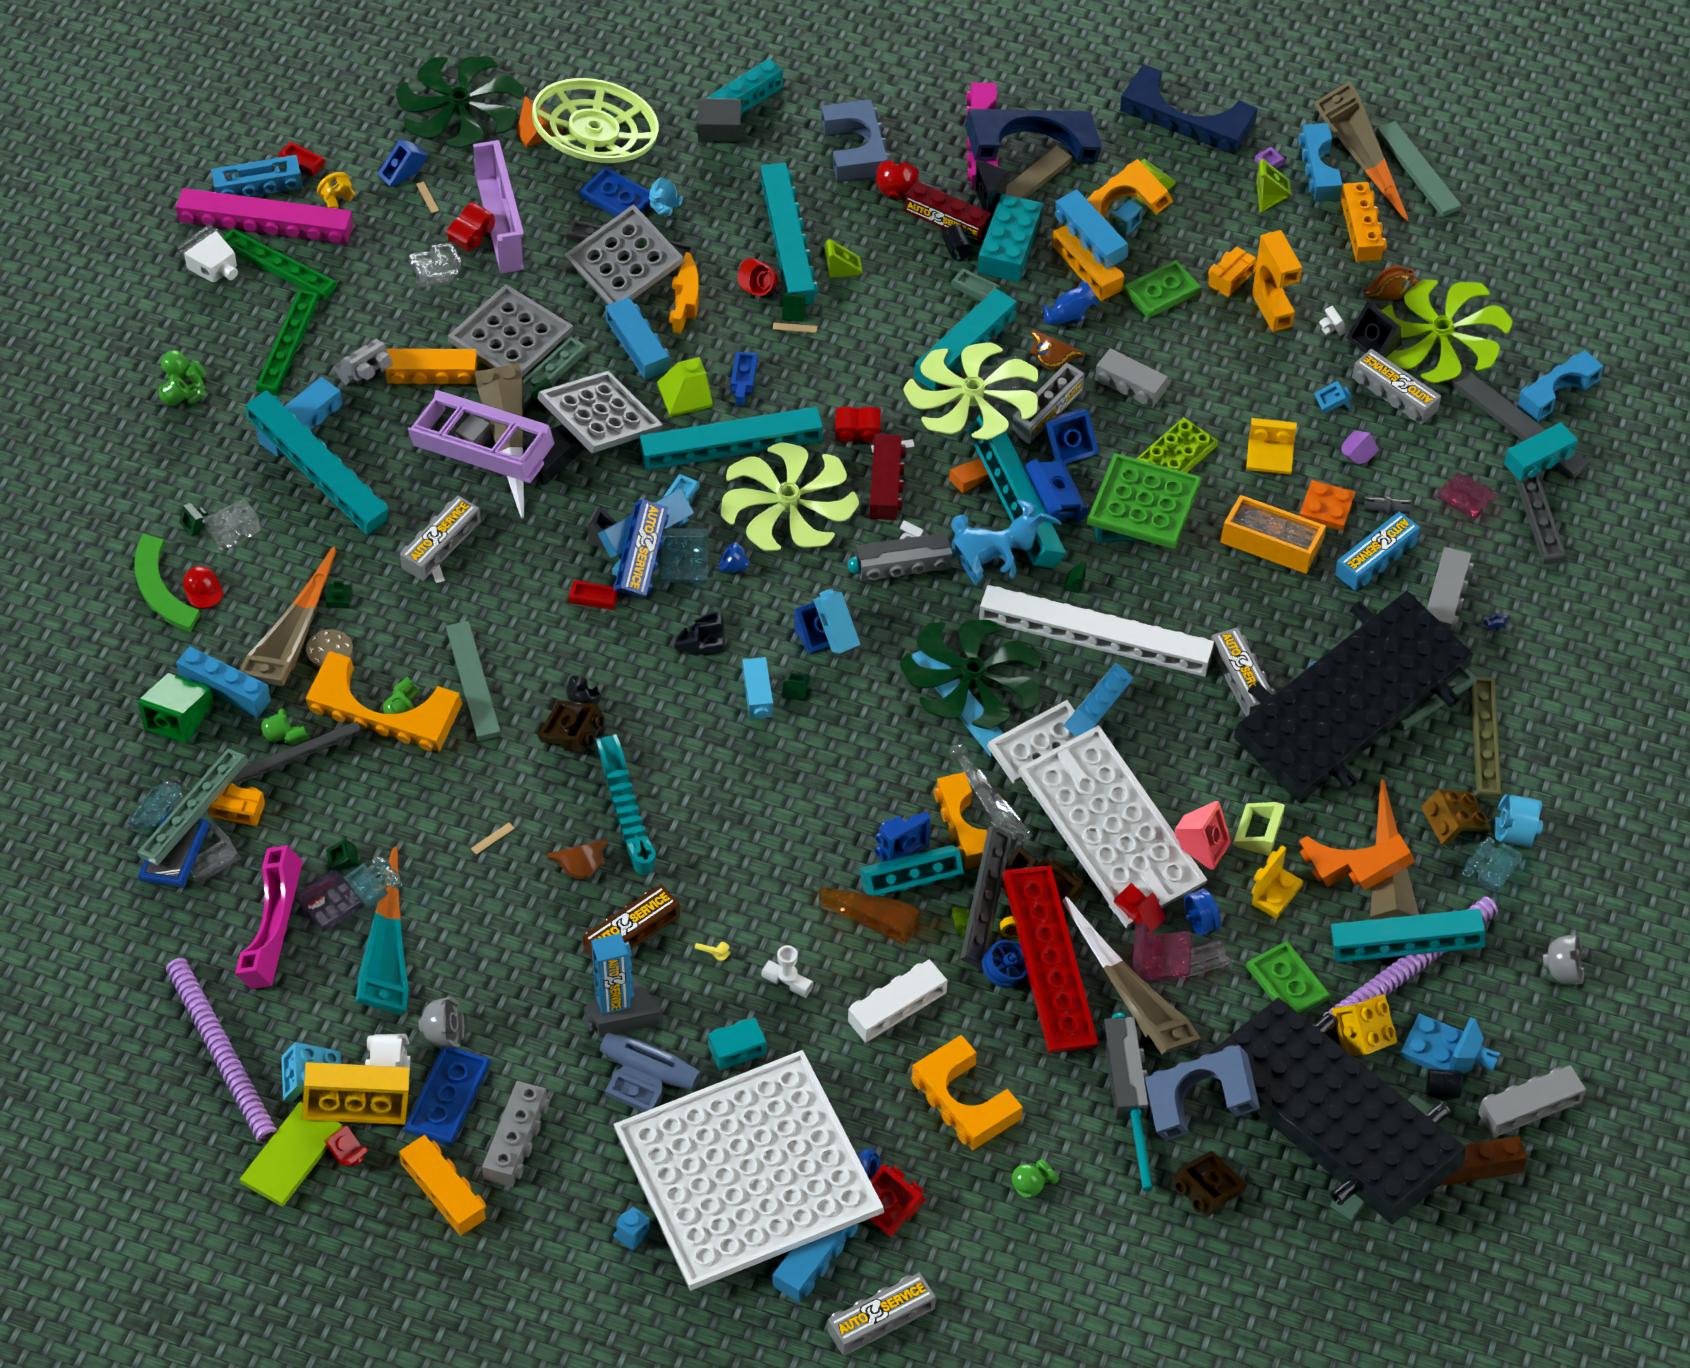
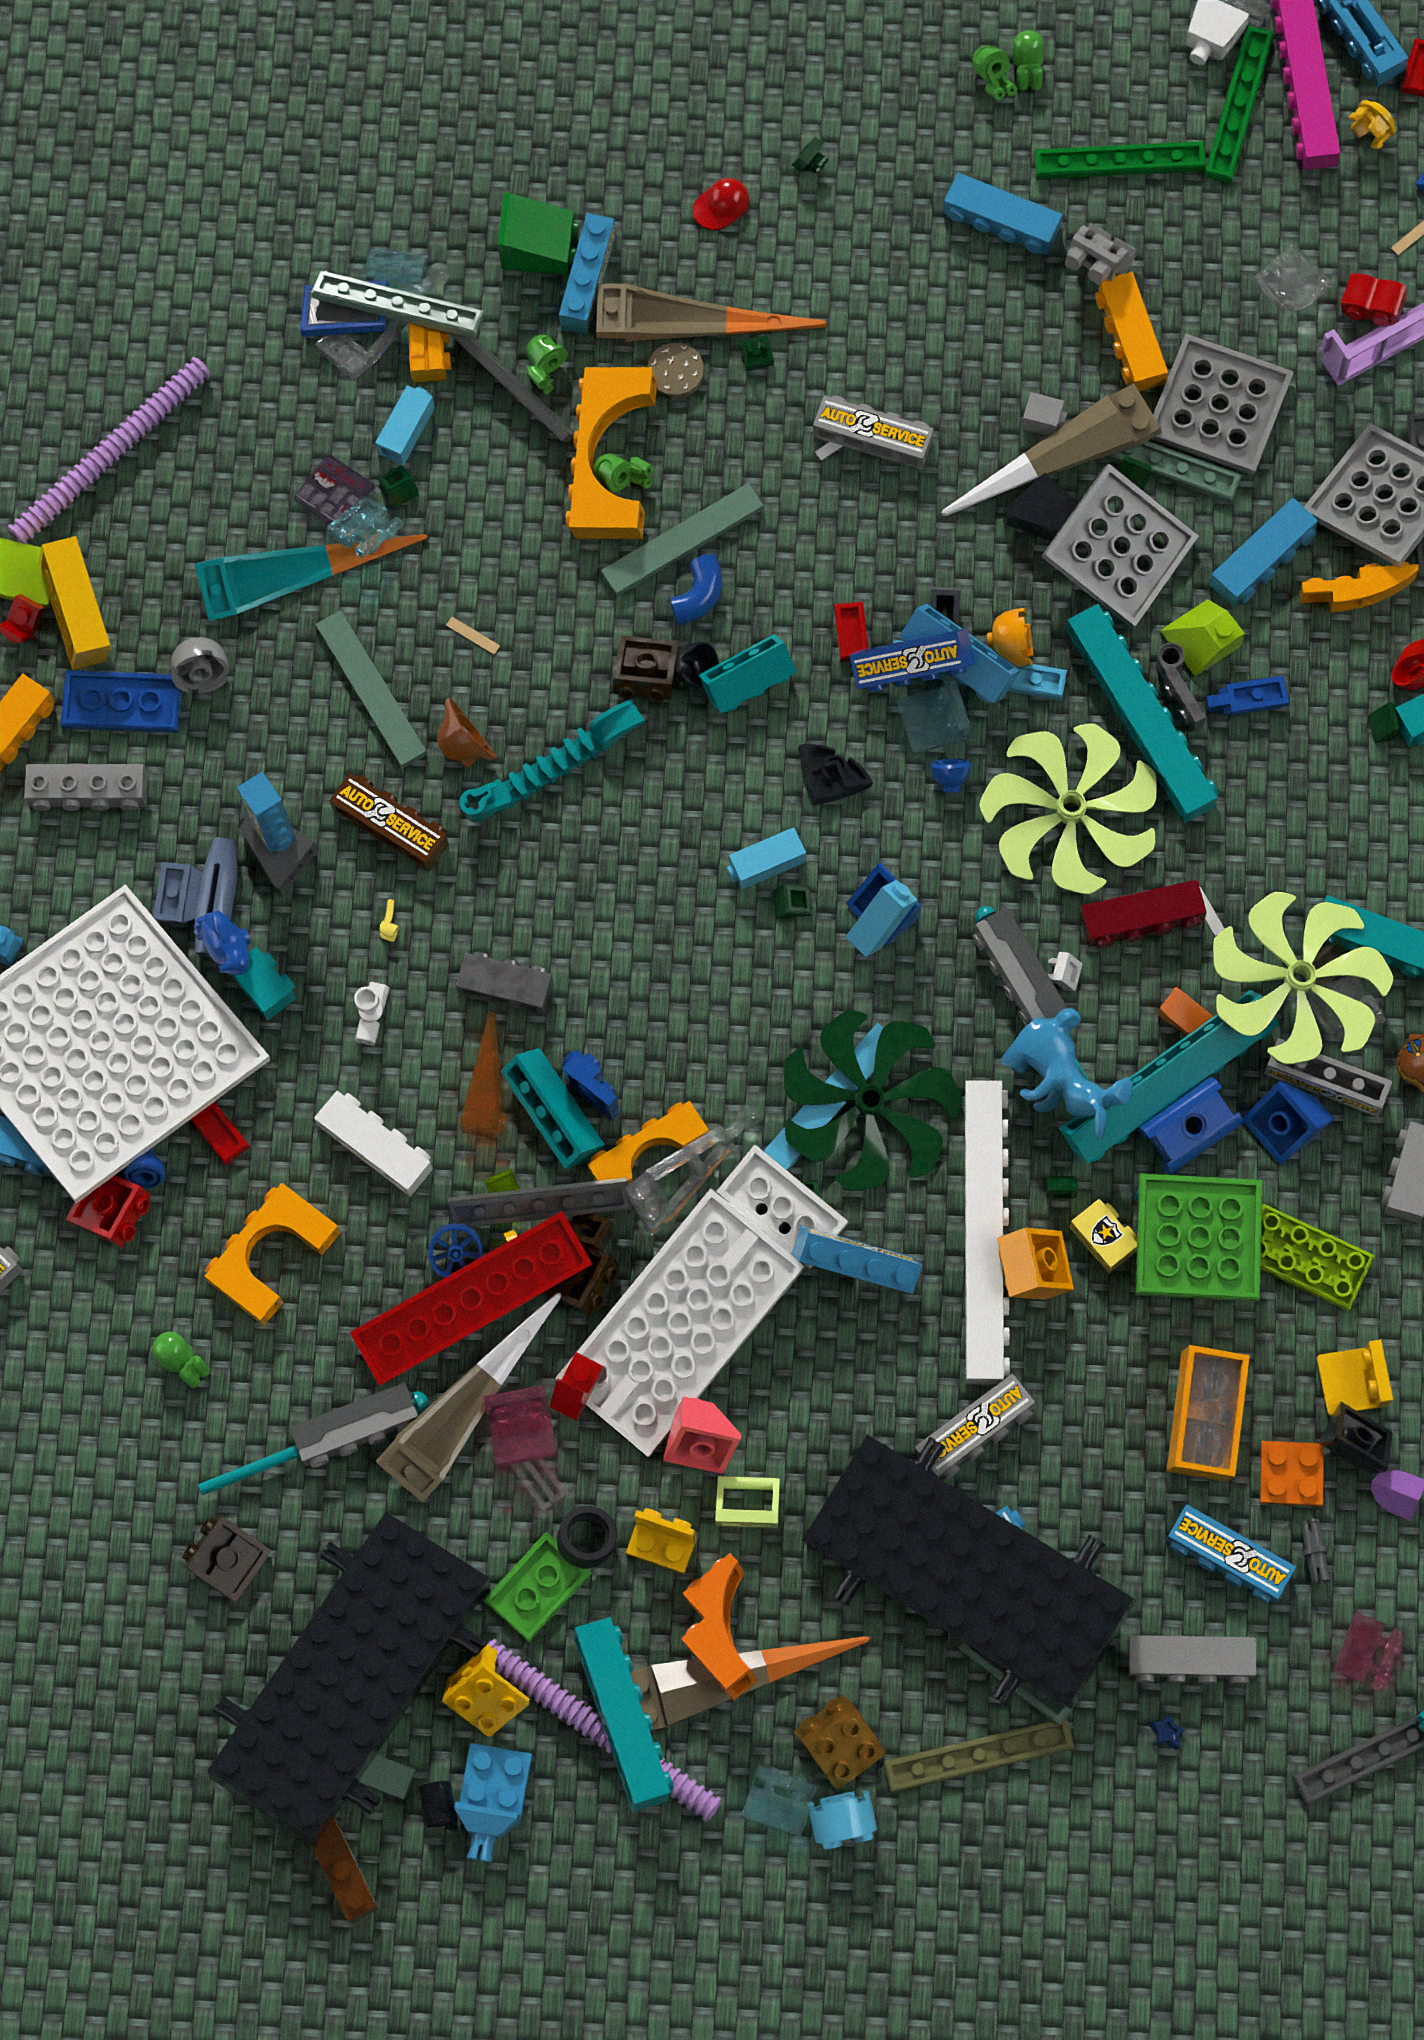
camera: 80 degrees right, 20 degrees up
(153, 589) = (703, 151): bright green tile -> none
(232, 524) = (815, 201): clear brick -> none
(260, 959) = (227, 447): dark pink arch -> none
(294, 1066) = (109, 554): medium azure bracket -> none
(295, 833) = (405, 424): none -> medium azure brick
(317, 462) = (927, 255): teal brick -> none
(388, 1050) = (134, 623): white brick -> none
(492, 459) = (1008, 492): lavender piece -> none
(510, 915) = (371, 689): none -> sand green tile
(526, 674) = (703, 594): none -> blue cylinder
(605, 660) = (748, 674): none -> teal brick
(644, 486) = (1012, 637): none -> light orange cylinder
(701, 413) = (1176, 689): none -> flat silver plate
(701, 1047) = (224, 942): none -> blue animal
(794, 327) = (1359, 735): tan piece -> none
(795, 880) = (504, 983): none -> flat silver brick
(854, 1108) = (220, 1133): none -> red tile
(857, 424) = (1216, 856): red brick -> none
(1122, 561) = (1104, 1235): none -> light yellow brick
(1134, 599) = (1035, 1263): none -> light orange brick
(1170, 1086) = (353, 1540): sand blue arch -> none
(1202, 912) = (590, 1460): blue wheel -> none
(1260, 919) = (593, 1515): none -> black tyre
(1318, 458) = (1358, 1440): none -> black slope
(1531, 1100) = (438, 1914): light grey brick -> none
(1565, 960) = (652, 1919): light grey cylinder -> none

